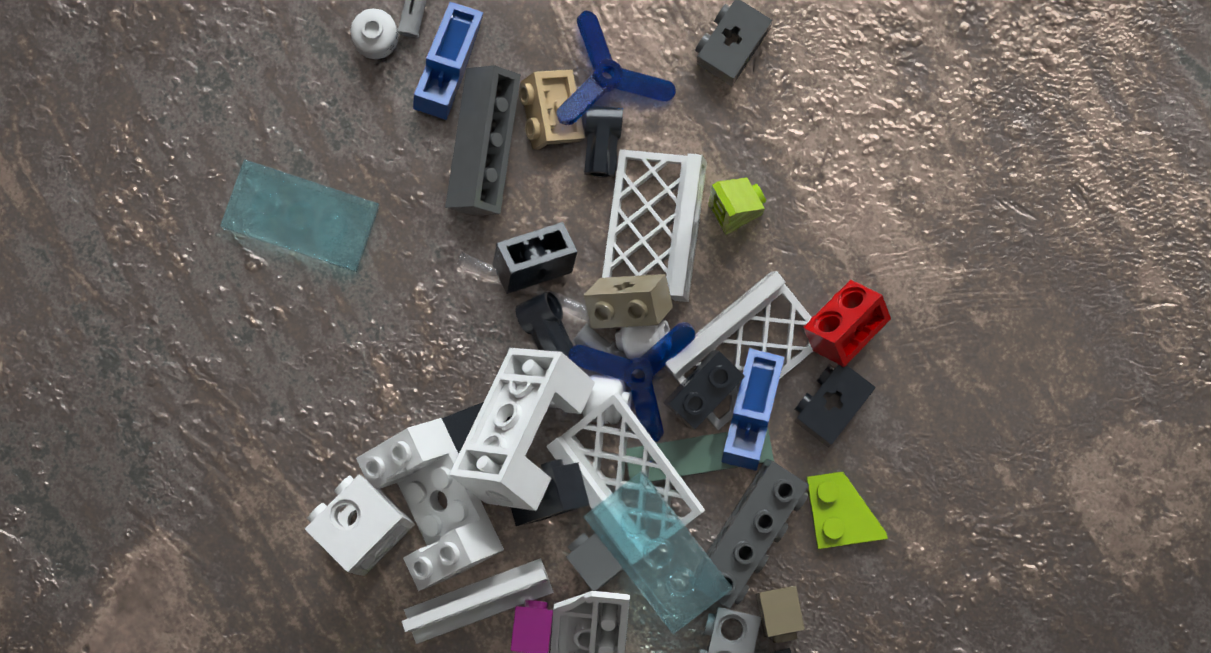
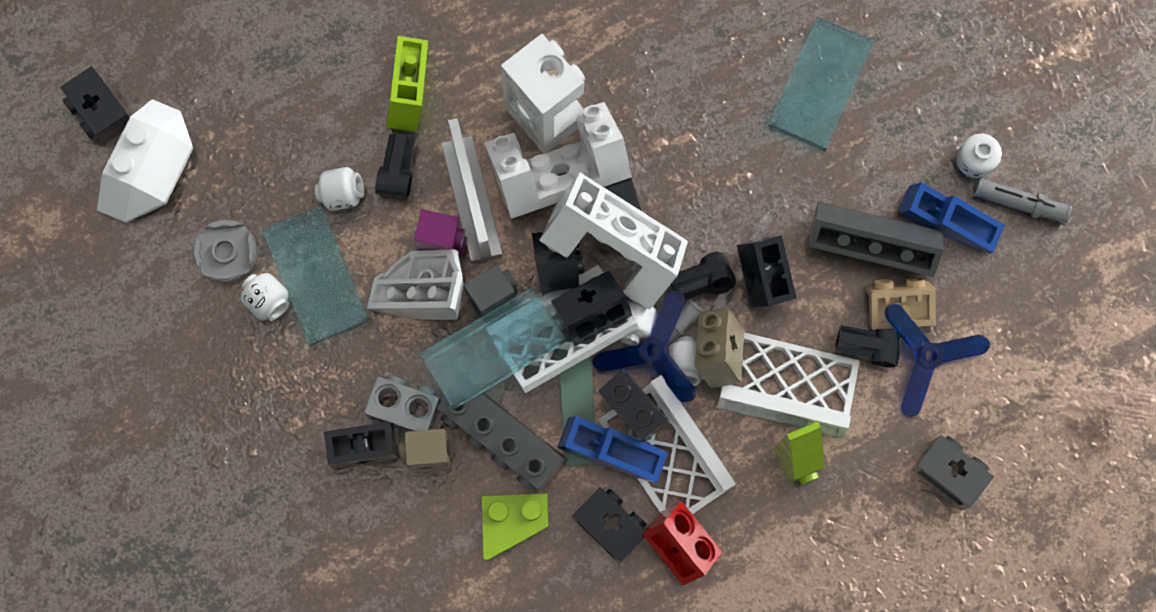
camera: 90 degrees right, 5 degrees down
(602, 428) = (591, 308): none -> black brick

